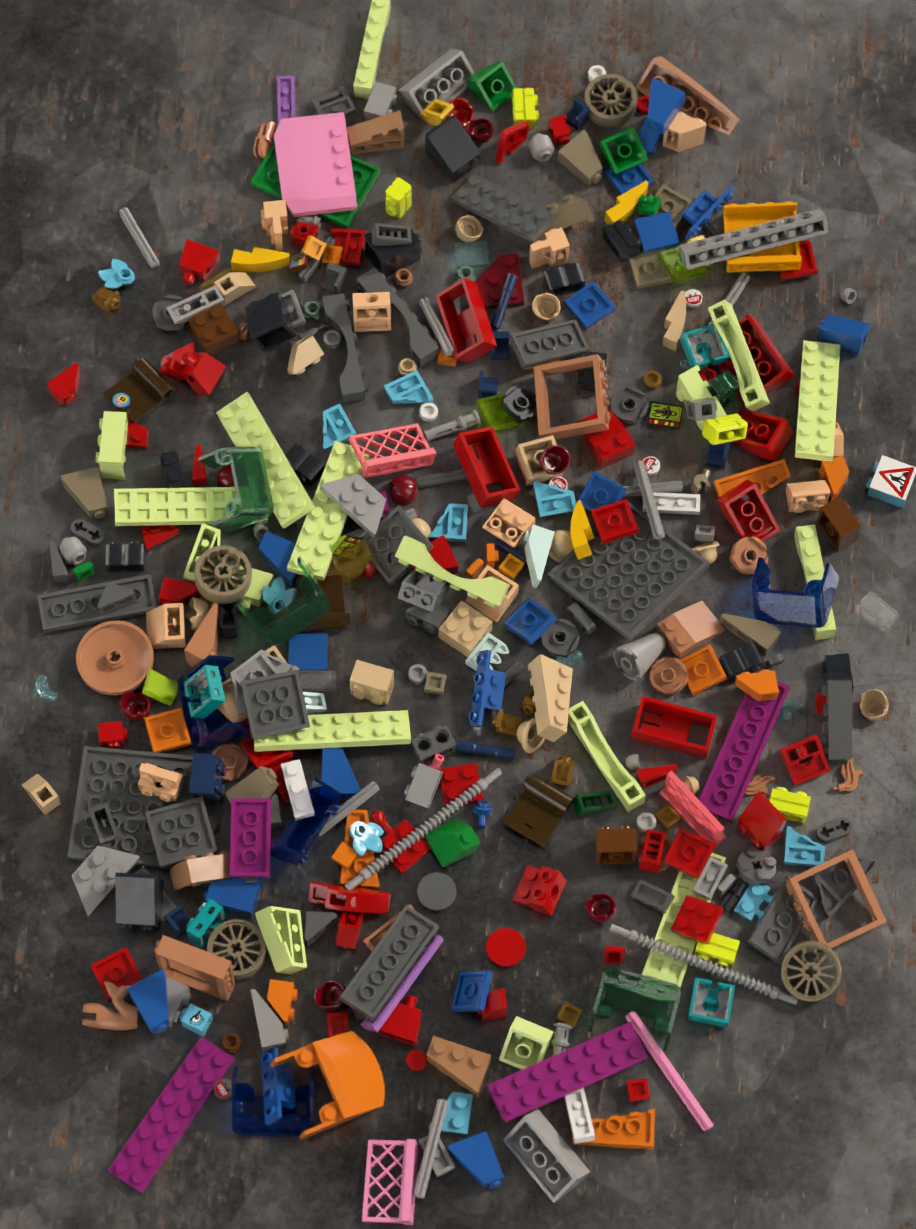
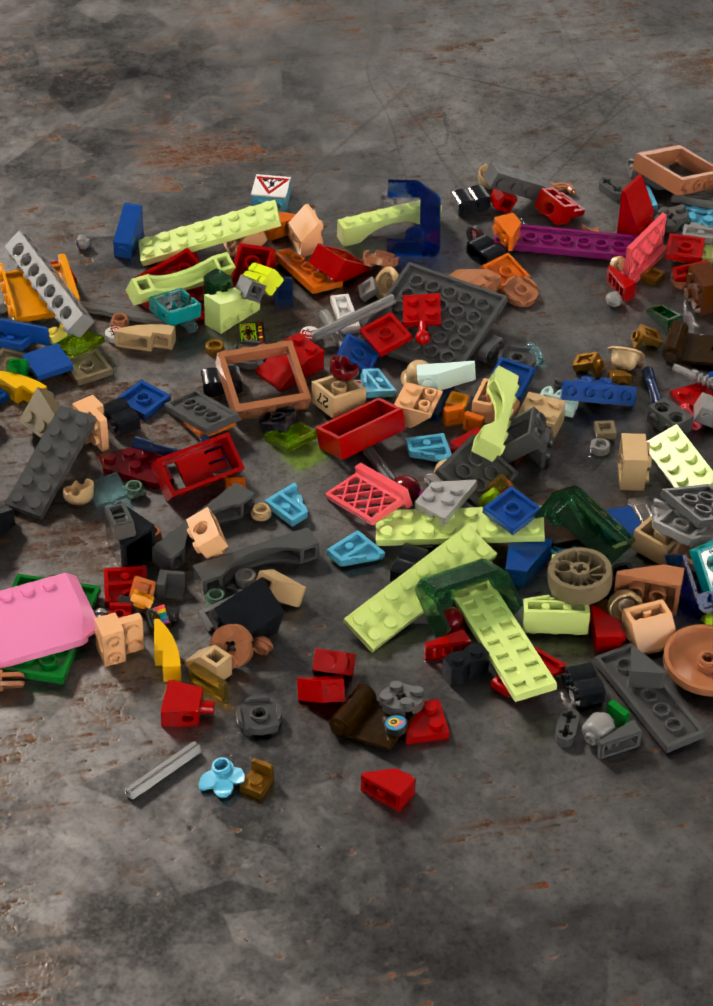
camera: 105 degrees left, 25 degrees down
(87, 491) = (518, 733): dark tan slope -> none
(112, 445) = (458, 712): yellowish green wedge -> none
(152, 405) = (401, 698): none -> dark grey plate
(195, 304) = (247, 681): light grey slope -> none
(213, 330) = (271, 669): reddish brown brick -> none
(242, 303) = (242, 639): none -> nougat plate
(318, 545) = (511, 510): none -> blue tile
(398, 198) = (57, 545): neon yellow brick -> none
(428, 412) = (307, 489): white tile -> none
(436, 326) = (206, 495): light grey axle -> none
(460, 423) = (314, 461): light grey pin -> none
(487, 386) = (265, 452): dark blue panel -> none
(546, 306) = (158, 422): tan hair -> none
(551, 696) = (589, 339): tan wedge -> none
(581, 532) = (402, 355): yellow slope -> none
(616, 775) = (644, 295): yellowish green arch -> none
(621, 241) = (66, 381): black brick -> none
(632, 559) = (422, 311): none -> red plate
(639, 655) = (520, 305): light grey cone -> none
(646, 821) = (665, 287): white tile -> none
(673, 726) = (568, 290): red piece -> none
(701, 481) = (318, 300): dark tan piece -> none
(708, 301) = (119, 320): none -> nougat plate
(752, 631) = (454, 247): dark tan slope -> none
(791, 805) = (605, 210): neon yellow brick -> none
(839, 523) = (330, 206): reddish brown brick -> none

